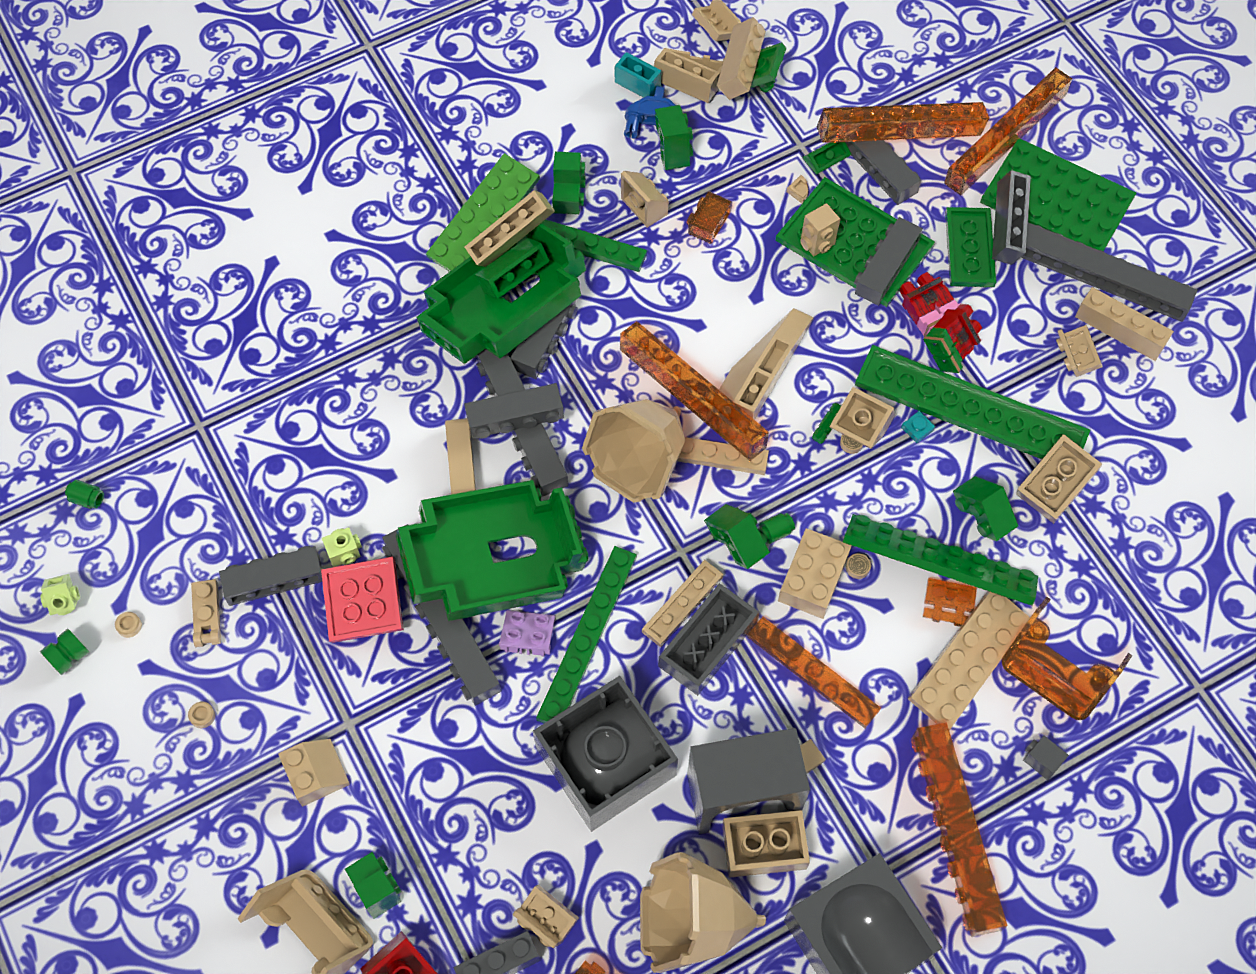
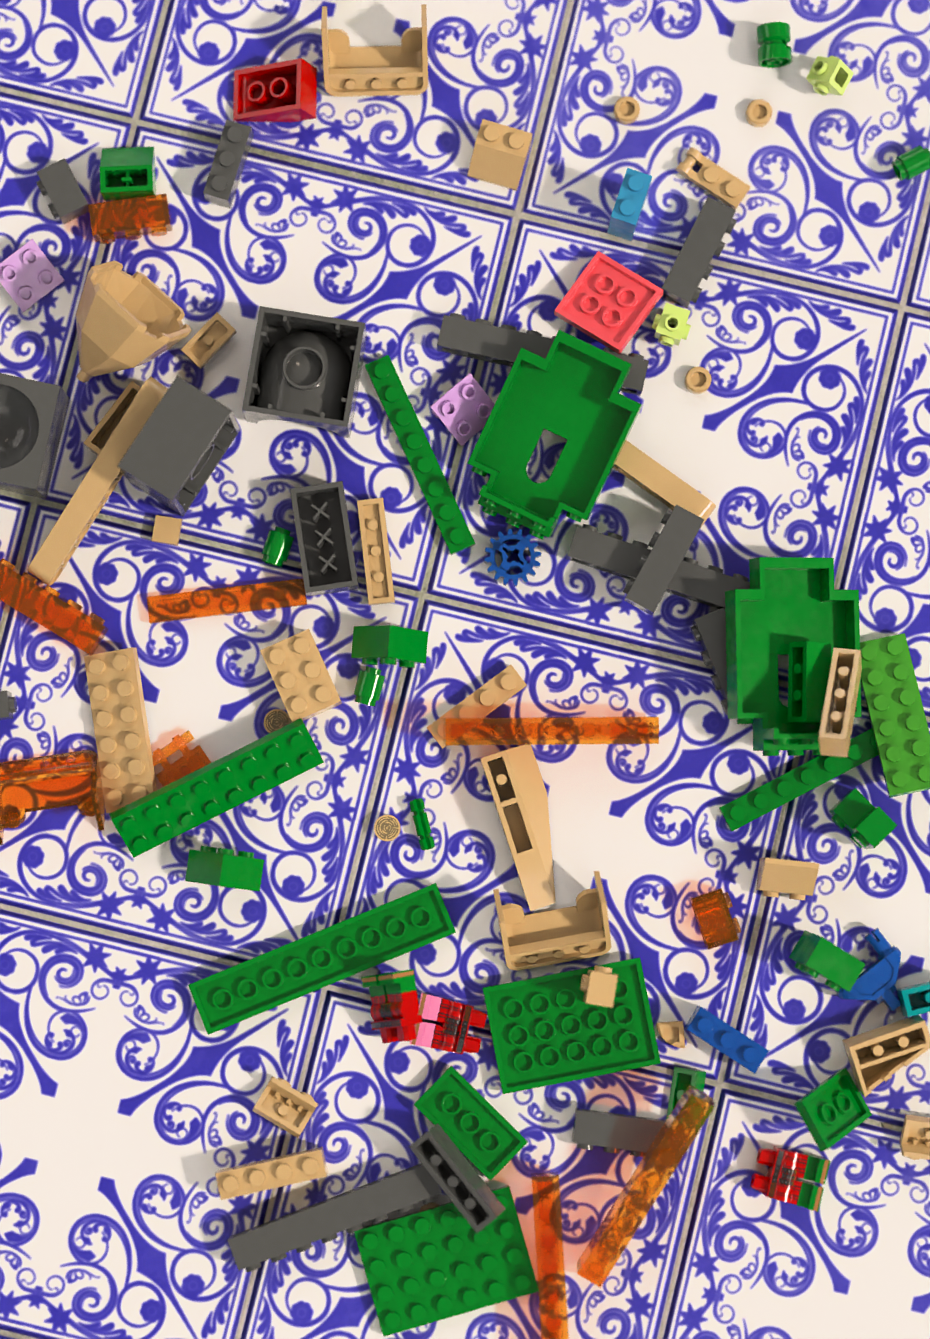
camera: 130 degrees right, 20 degrees up
(275, 640) = (629, 204): none -> dark azure brick
(366, 505) = (697, 380): none -> tan tile
(374, 887) = (367, 125): green brick -> none
(545, 917) = (229, 226): tan bracket -> none
(589, 513) = (523, 565): none -> blue gear
(635, 447) = (536, 635): tan piece -> none
(642, 853) = (208, 340): none -> tan plate
(741, 58) = (853, 1105): tan brick -> none
(744, 668) = (277, 547): none -> green brick
(773, 155) = (726, 1039): none -> blue brick
(807, 291) = (557, 933): none -> tan windscreen
(812, 66) = (782, 1175): none -> hips
(823, 820) = (95, 487): none -> tan beam
(863, 418) = (394, 850): tan slope -> none
(888, 260) = (518, 1024): dark grey brick -> none
(918, 427) = (348, 897): teal plate -> none
(1058, 479) = (188, 952): tan brick -> none

